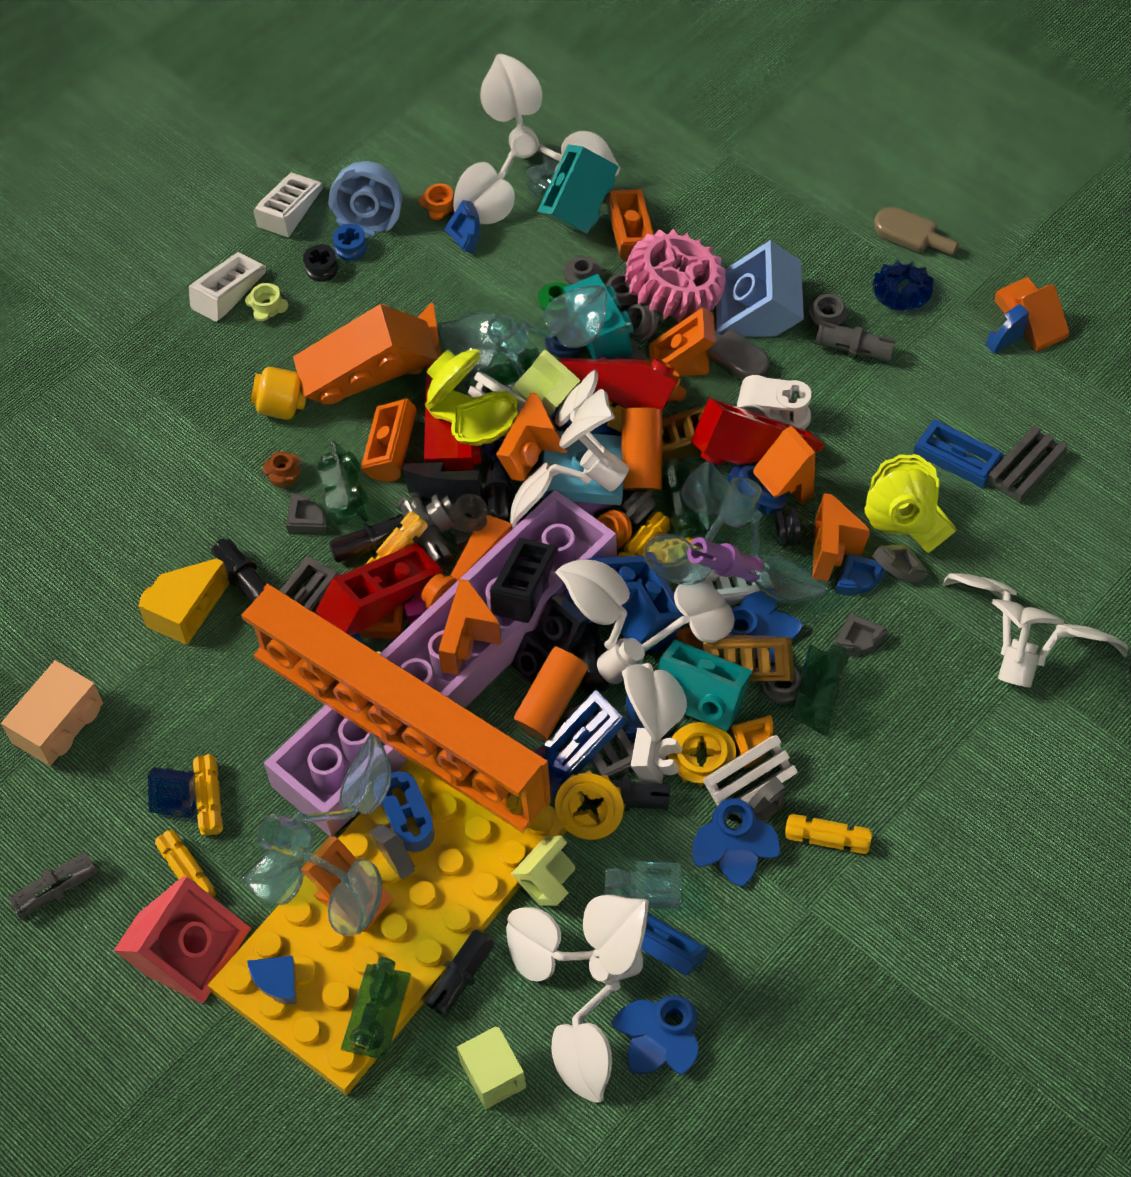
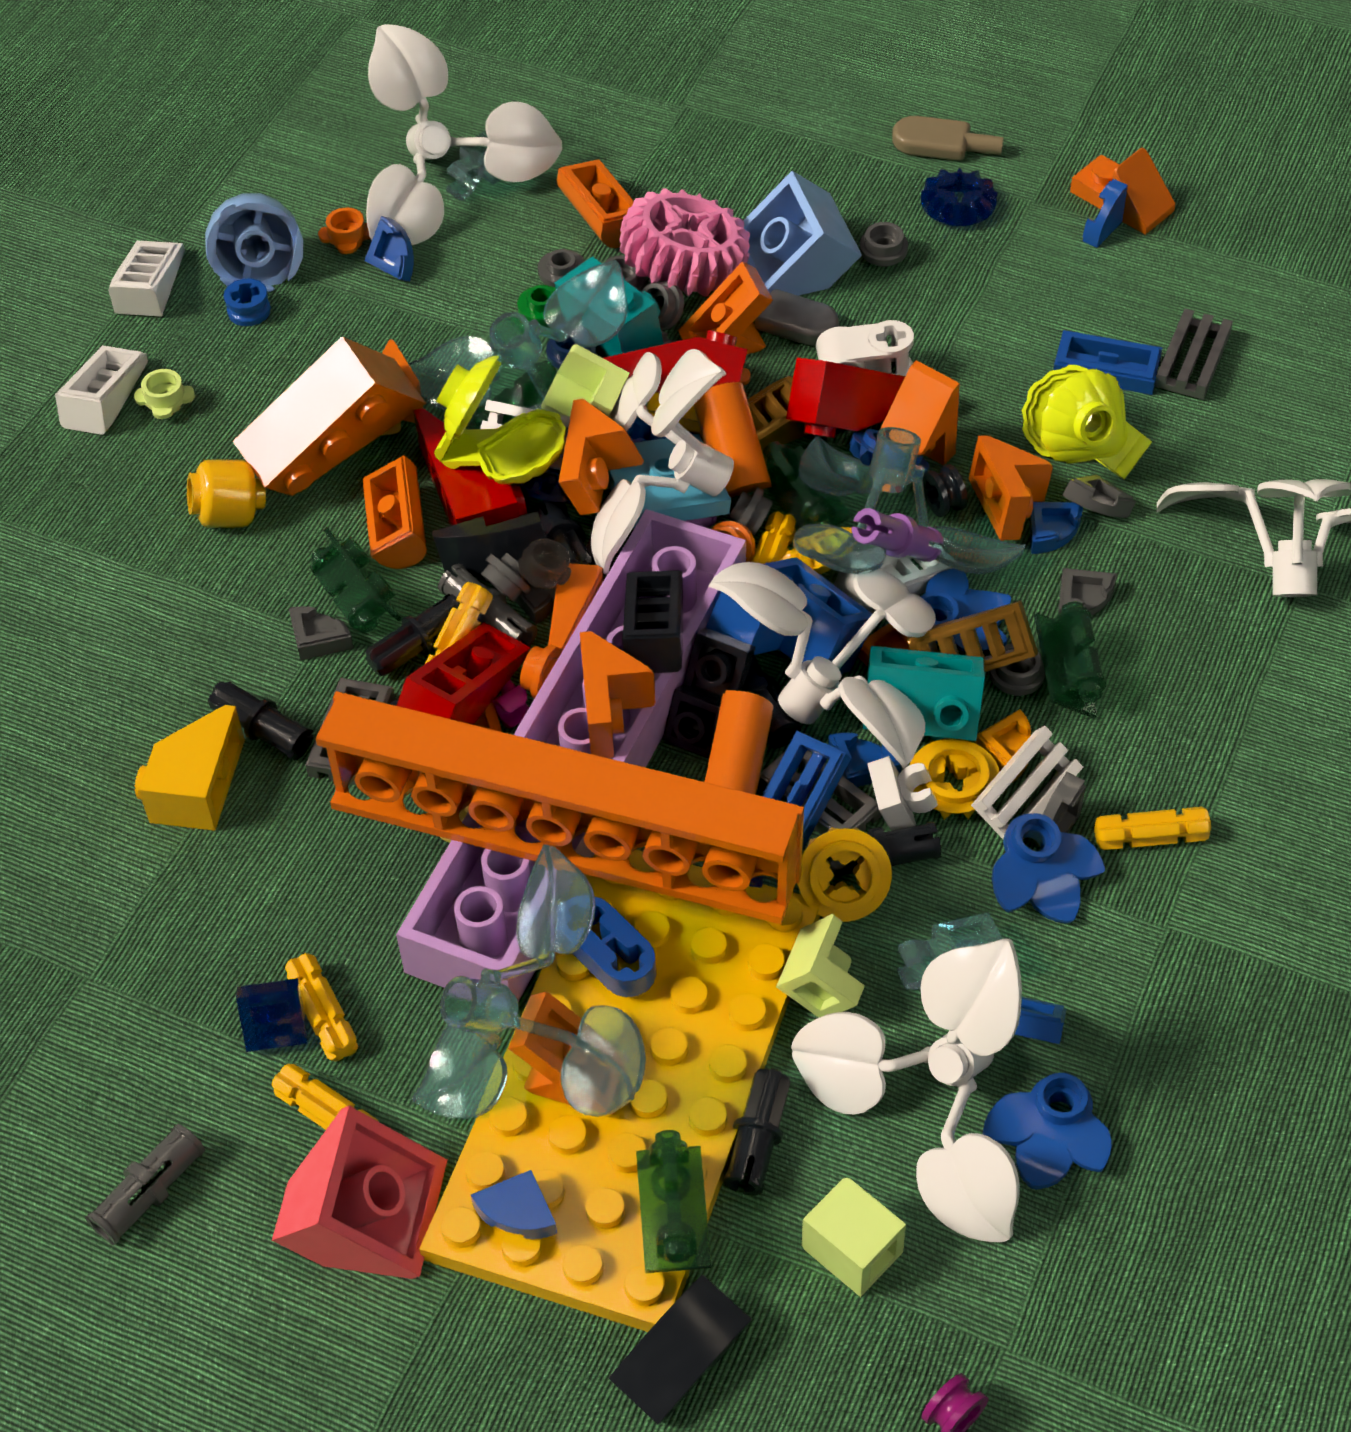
camera: 20 degrees left, 5 degrees down
(52, 713) = (65, 959): light nougat brick -> none
(284, 476) = (264, 584): dark orange plate -> none
(326, 256) = (218, 333): black bush -> none
(347, 1108) = (680, 1349): none -> black slope
(392, 850) = (611, 990): dark grey tile -> none
(578, 188) = (525, 170): teal brick -> none
(855, 341) = (931, 268): dark grey pin -> none

